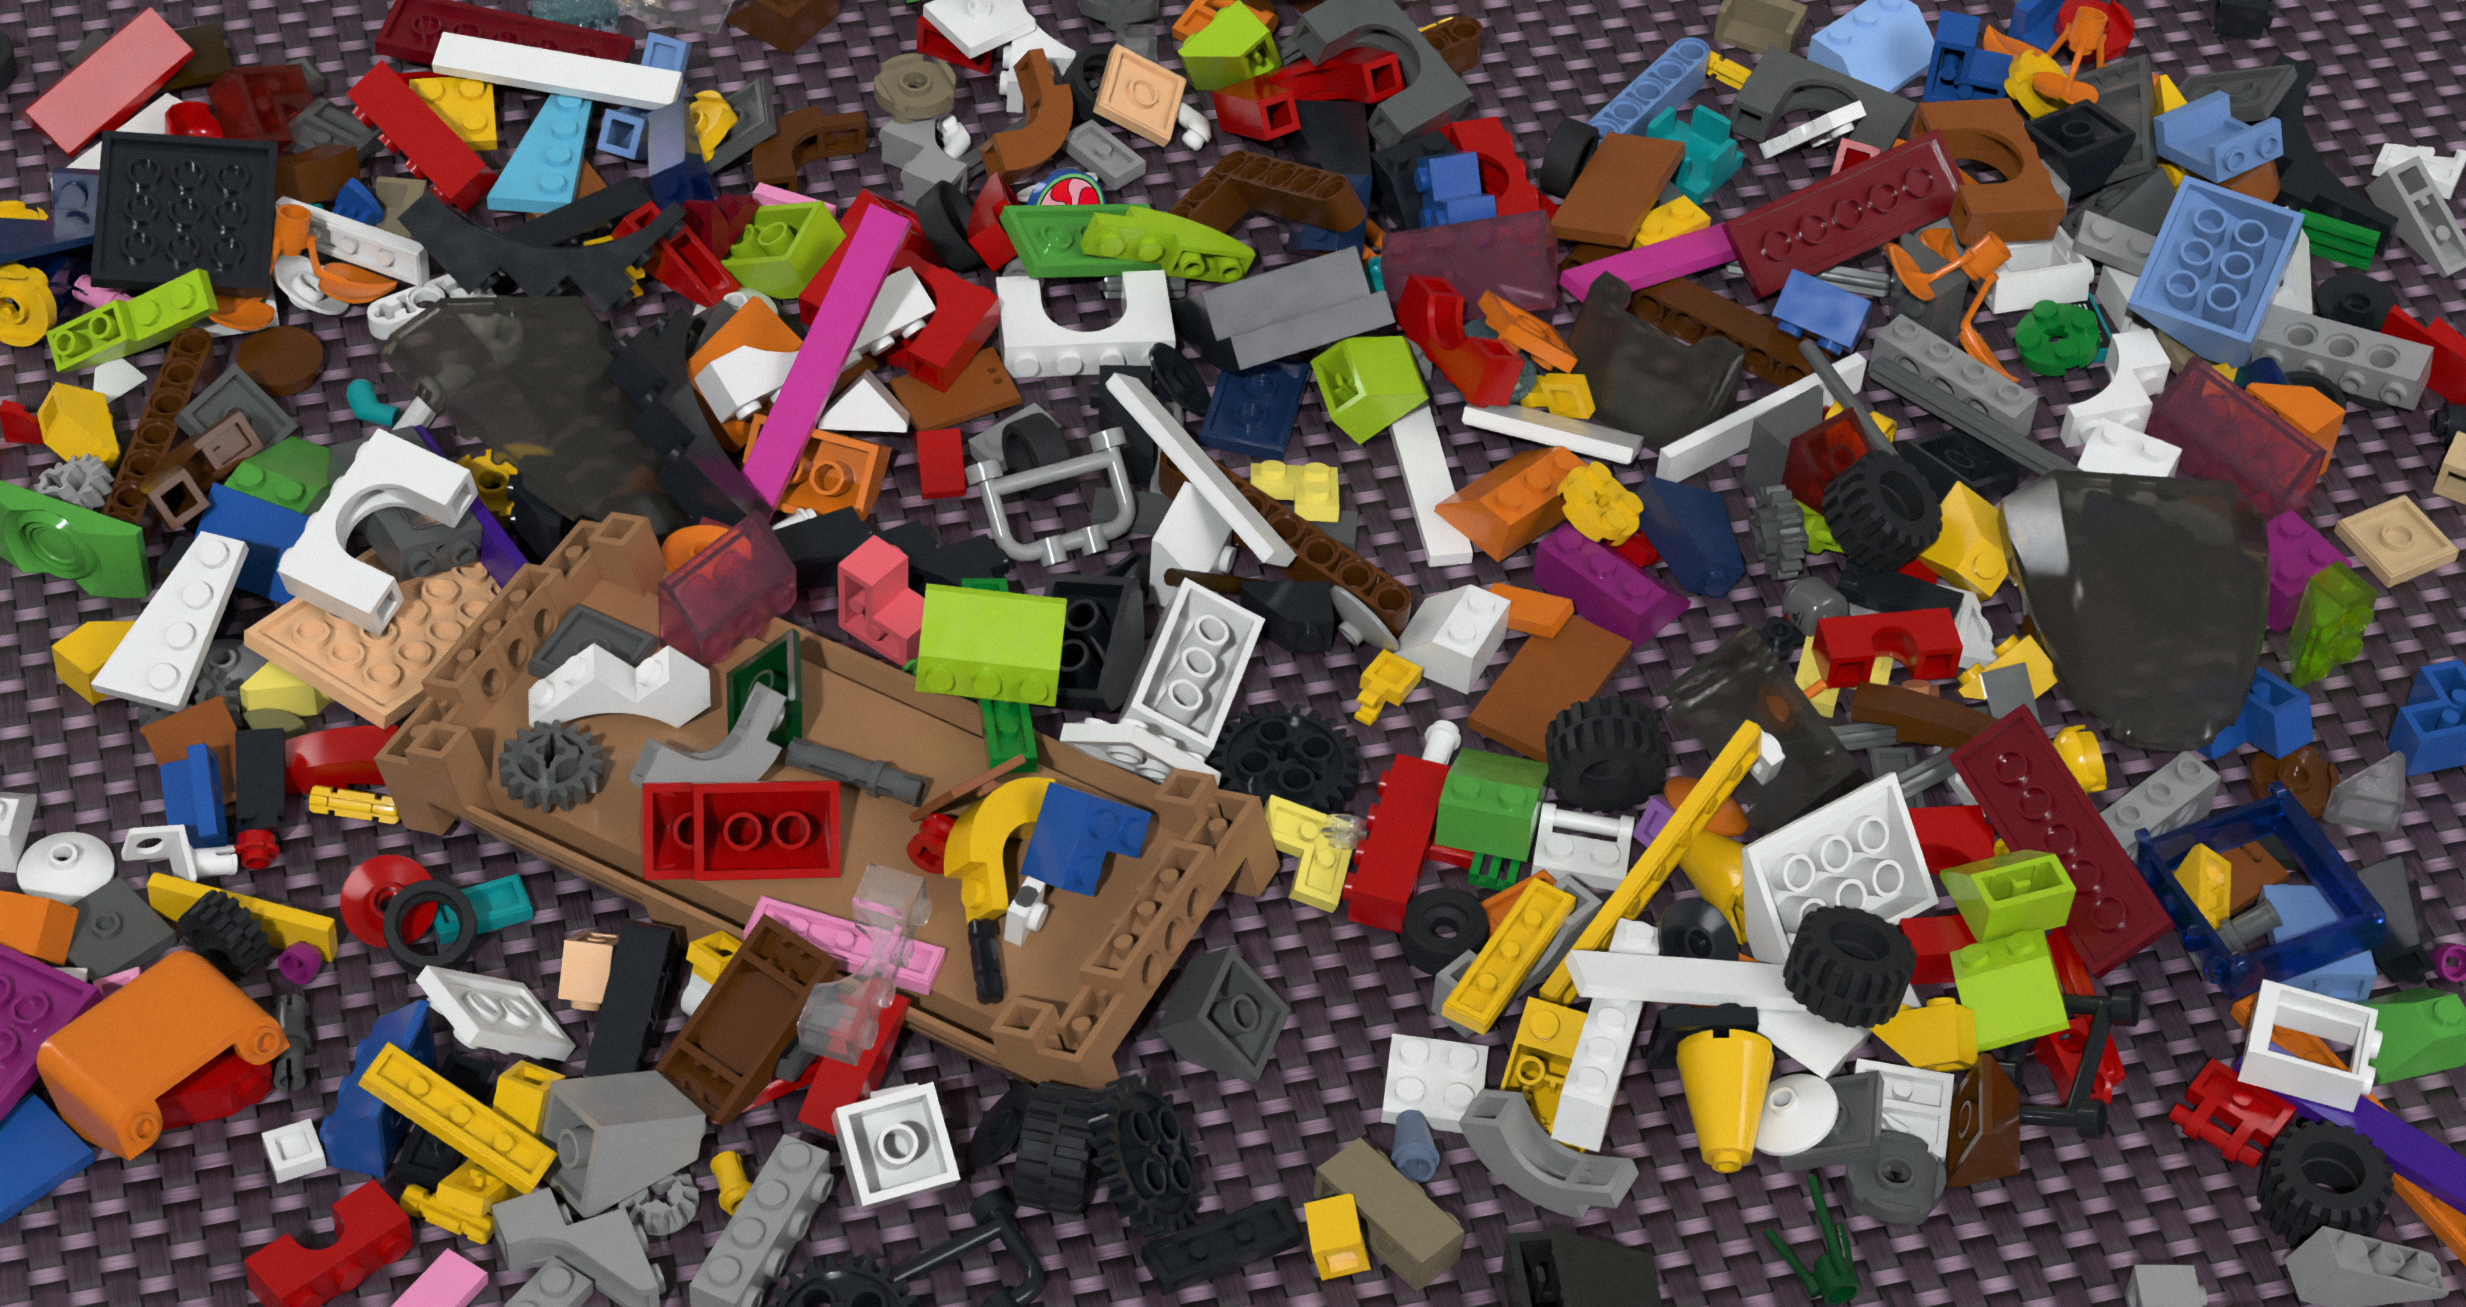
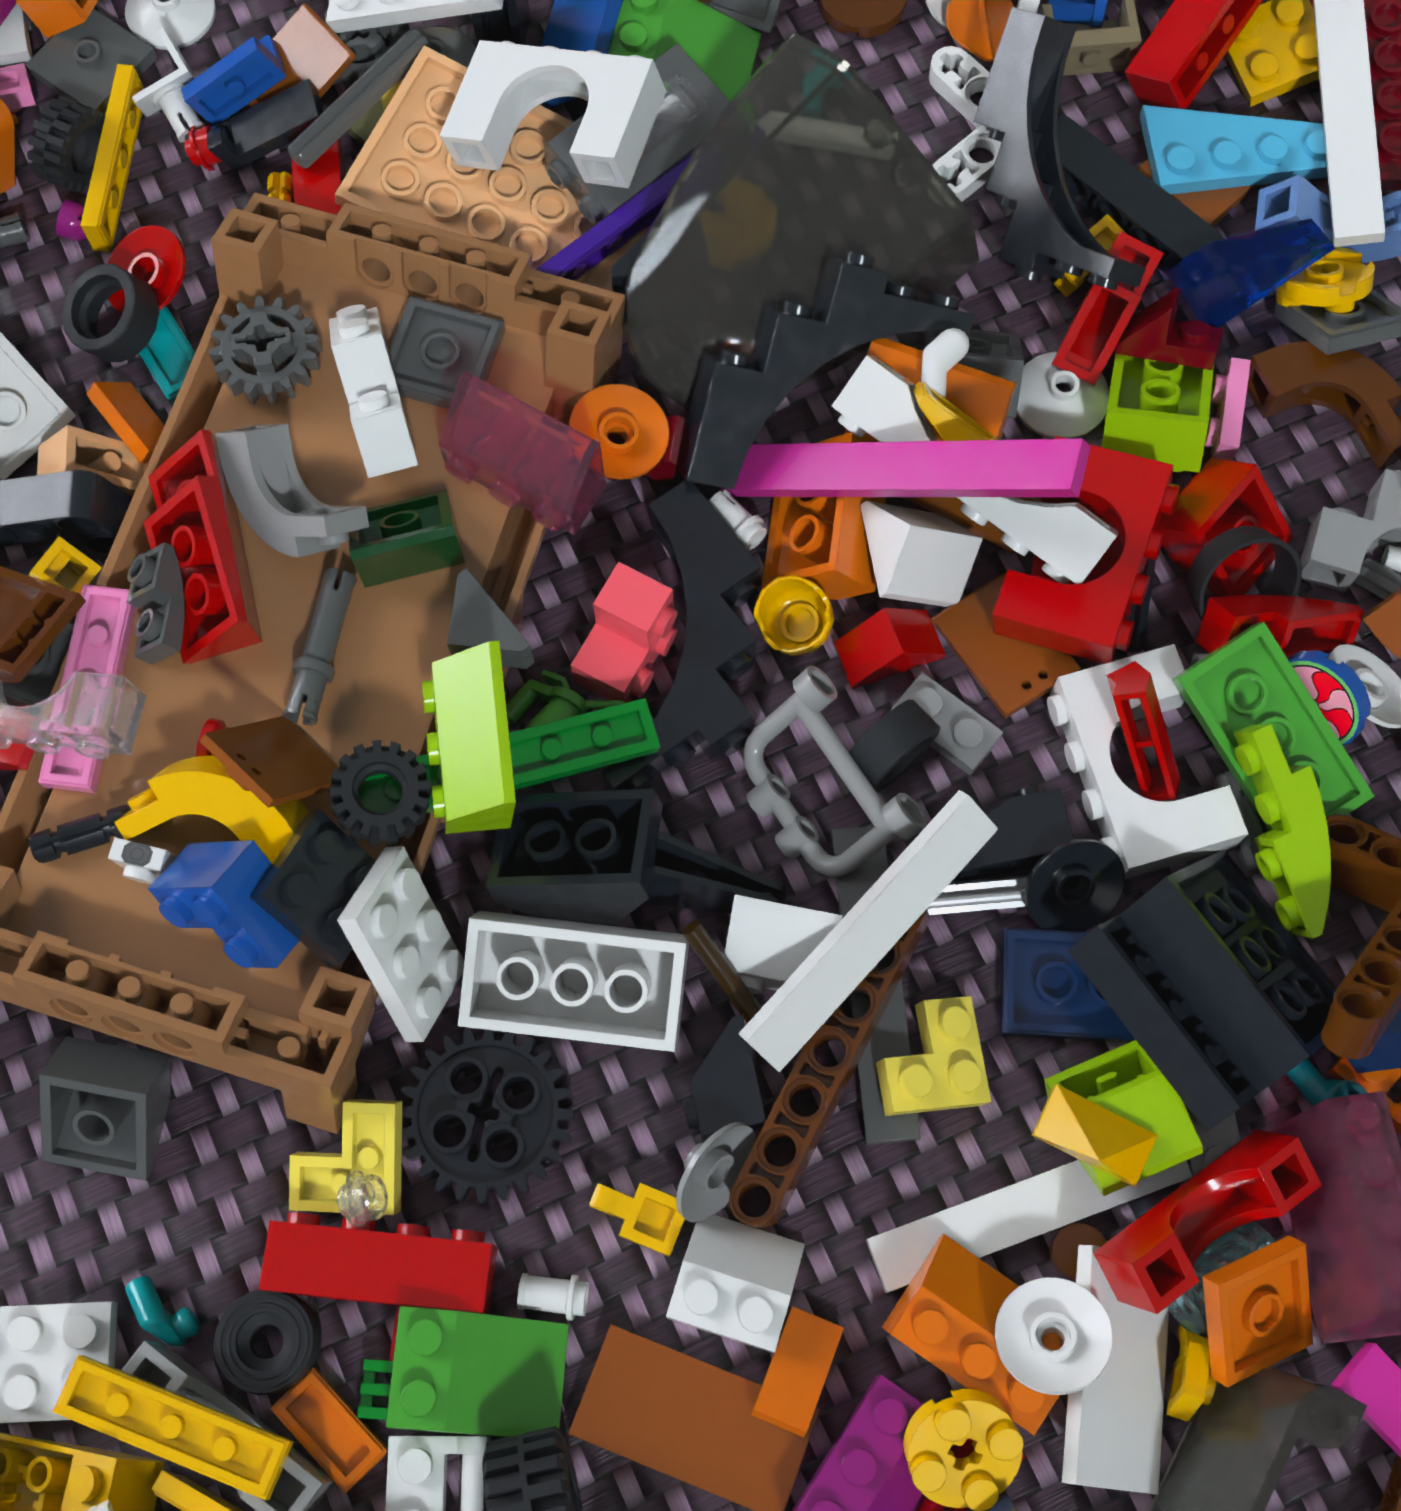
camera: 85 degrees right, 25 degrees up
(275, 696) = (357, 99): none -> dark grey axle
(552, 930) = (128, 416): none -> orange tile
(715, 327) = (941, 356): none -> white arm
(781, 335) = (948, 419): none -> yellow slope
(783, 872) = (158, 592): none -> dark grey slope
(871, 657) = (480, 620): none -> dark grey slope
(897, 499) = (794, 615): none -> yellow hair
(1036, 711) = (373, 761): none -> black tyre
(1067, 300) = (1136, 682): none -> red piece
(1088, 771) = (314, 884): none -> black plate
(1385, 384) = (1094, 1135): none -> yellow slope
(1414, 1002) = (155, 1318): none -> teal arm
(1462, 445) = (1065, 1247): none -> reddish brown tile
(1527, 434) = (1060, 1309): none -> white dish

